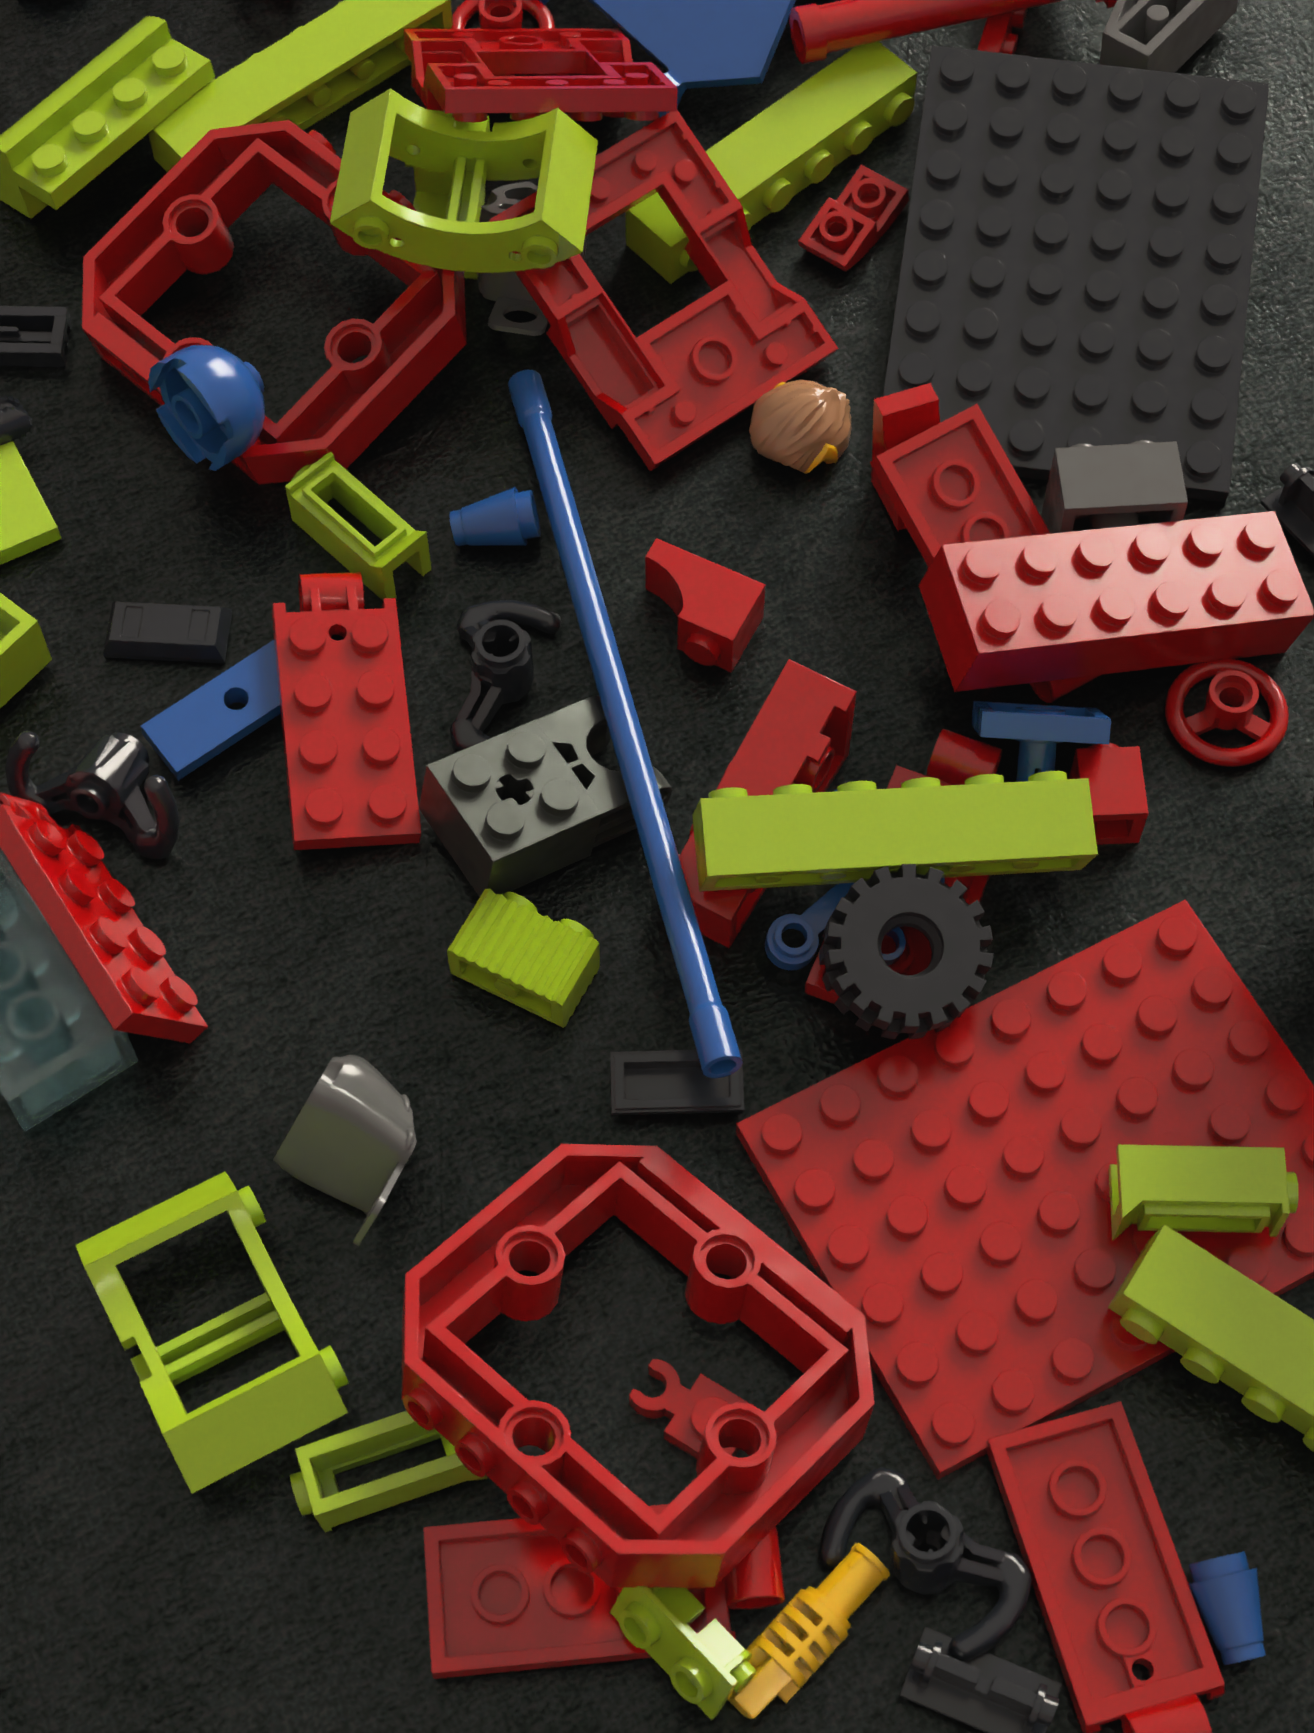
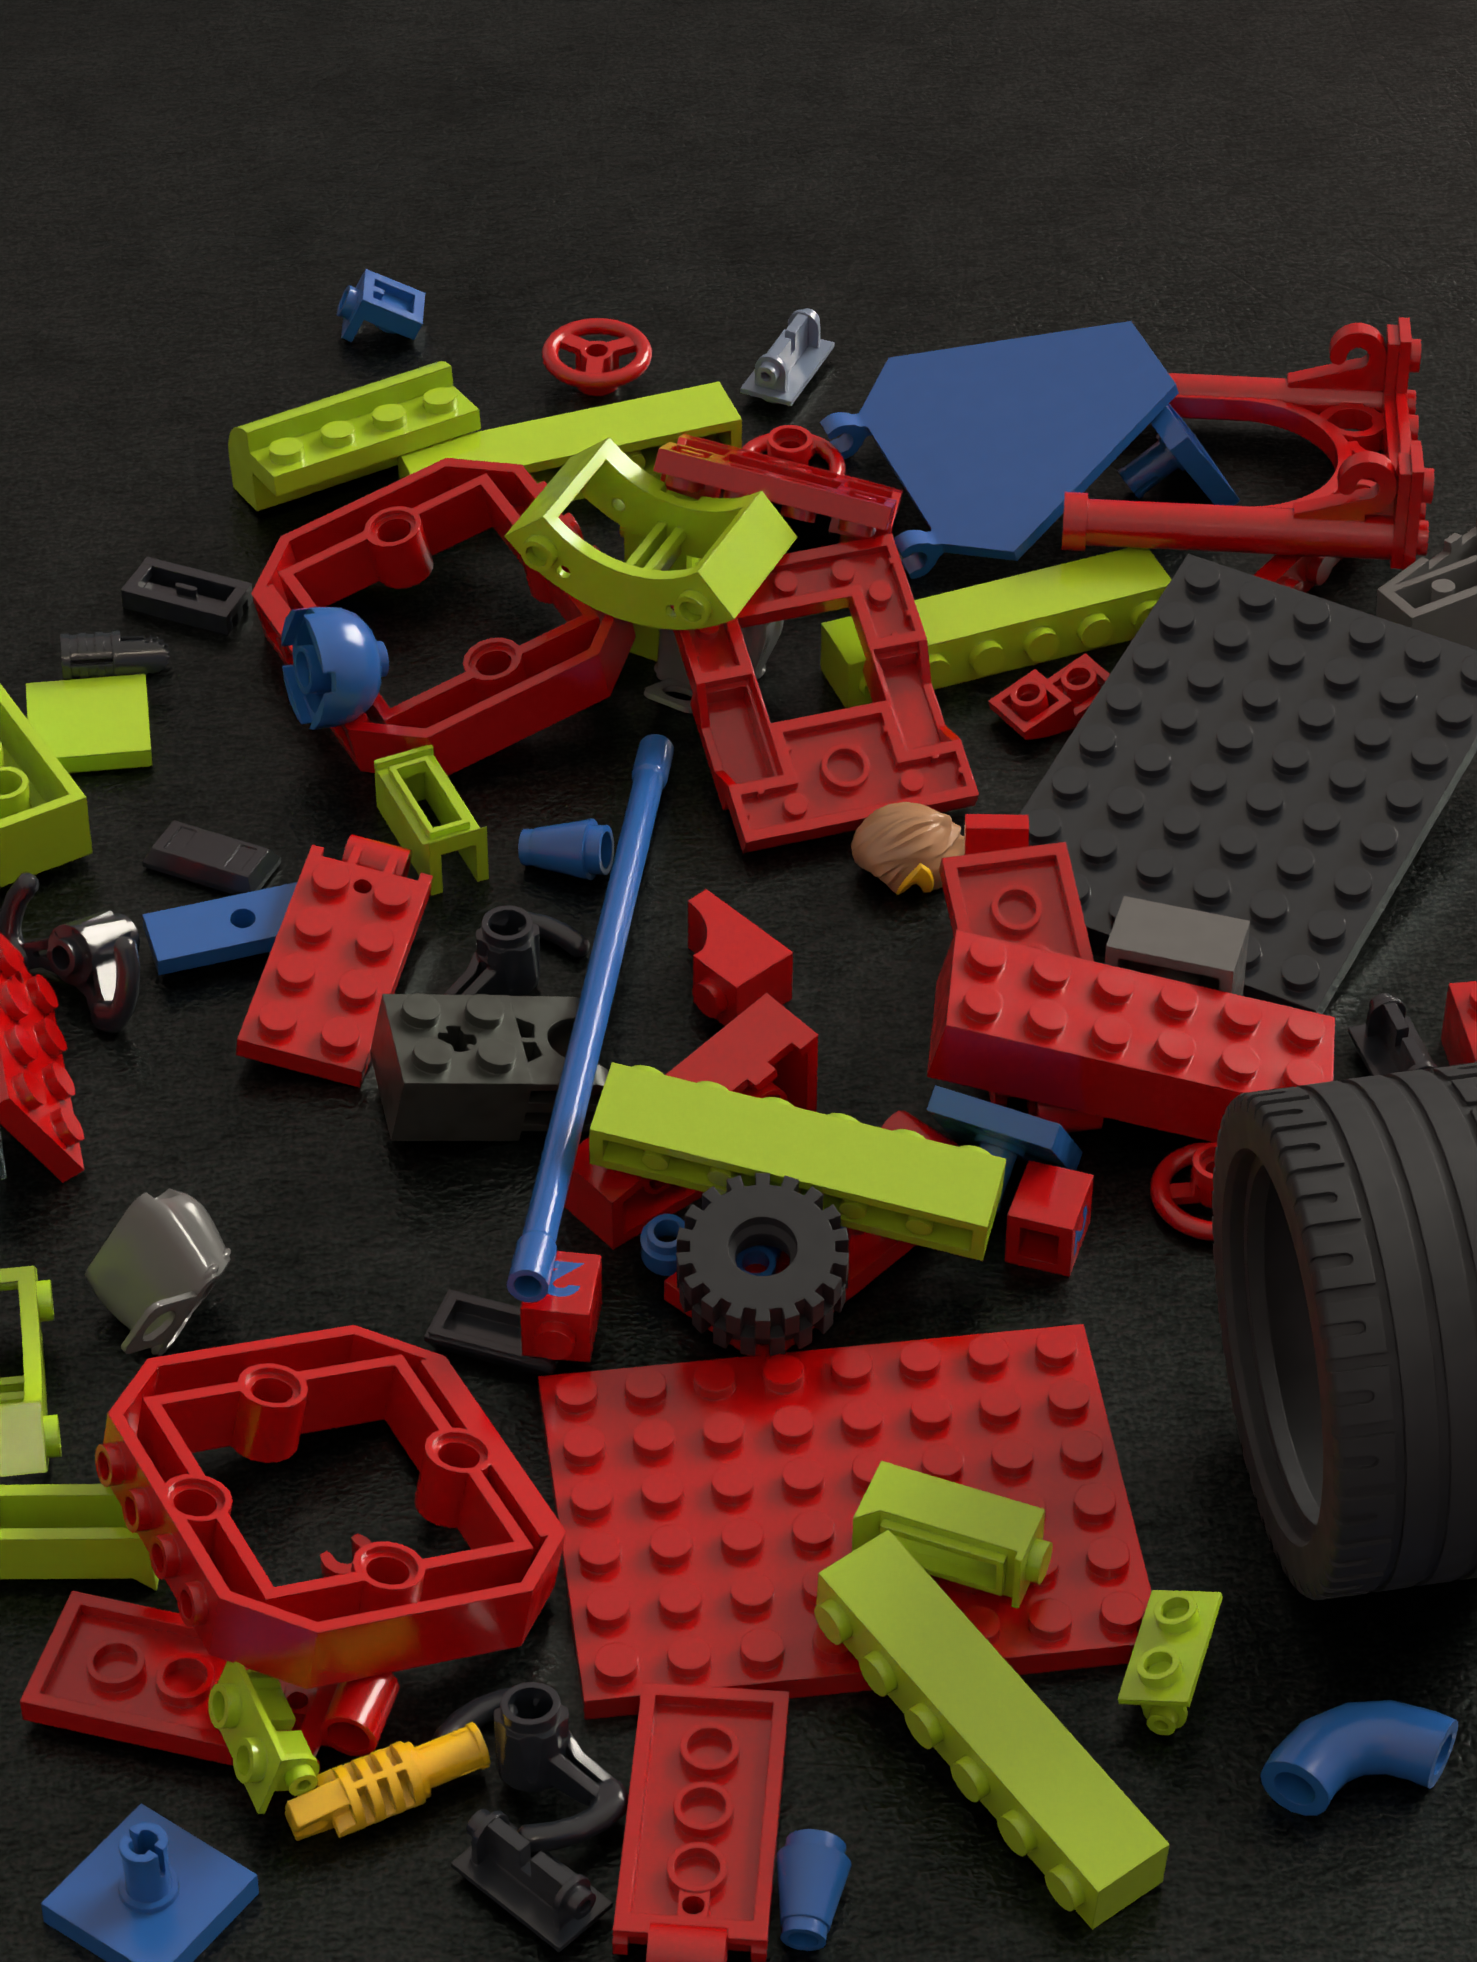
camera: 20 degrees right, 20 degrees down
(525, 956) = (407, 1190): lime brick -> none
(759, 1066) = (568, 1316): none -> red brick

